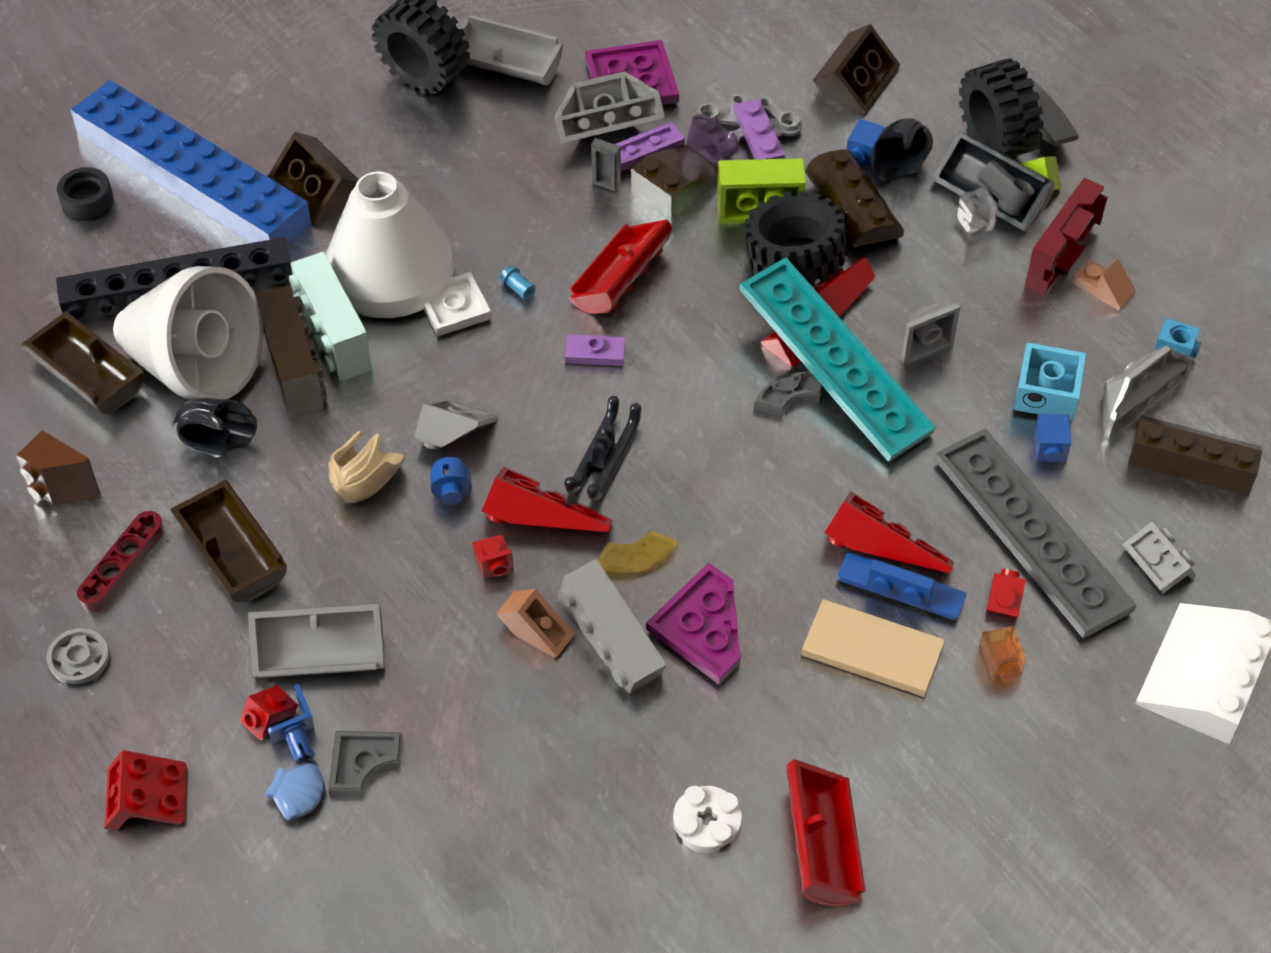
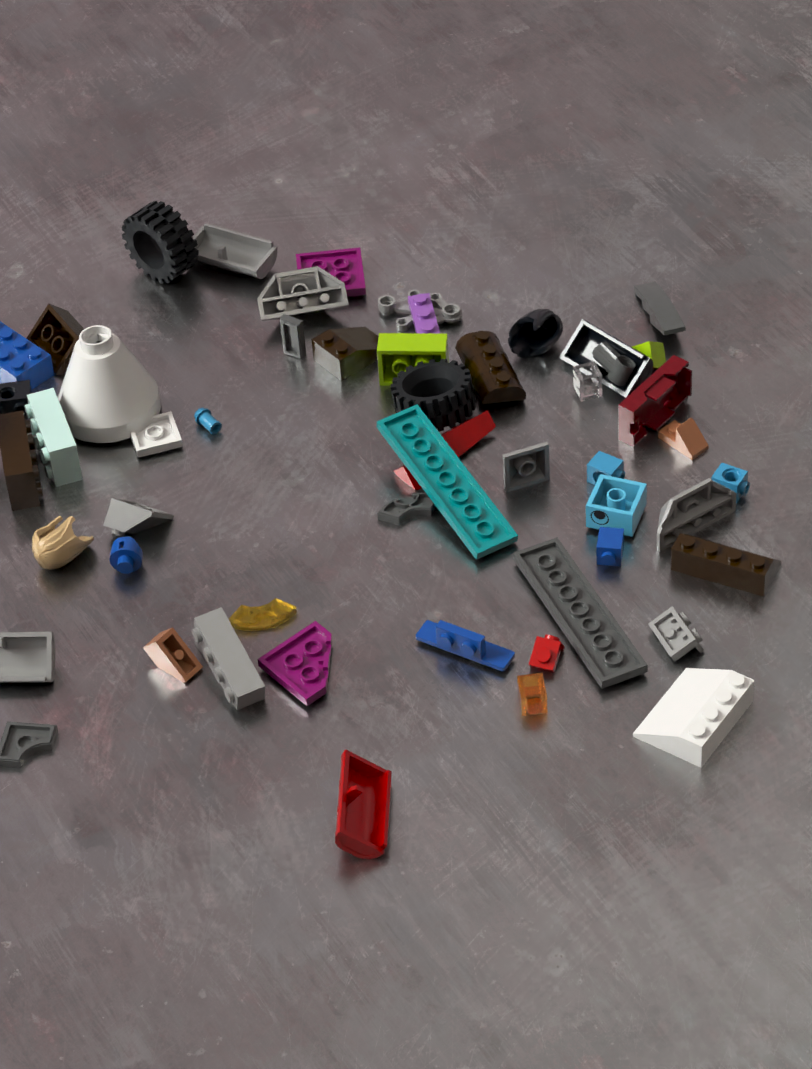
camera: 10 degrees right, 10 degrees down
(493, 556) = (150, 611): red bracket -> none
(520, 501) = (180, 572): red wedge -> none
(595, 350) = (259, 471): medium lavender plate -> none
(604, 451) = (251, 542): black piece -> none
(619, 266) = (289, 410): red container -> none
(649, 142) = (345, 319): medium lavender plate -> none
(709, 800) = (277, 782): white plate -> none
(711, 138) = (383, 320): clear purple piece -> none
(857, 70) = (516, 275): dark brown slope -> none
(863, 139) = (503, 325): blue brick -> none
(863, 529) = (445, 602): red wedge -> none
(873, 647) = (433, 687): tan tile -> none
(1002, 107) = (620, 302): black tyre -> none
(1022, 328) = (606, 465): none -> dark azure brick

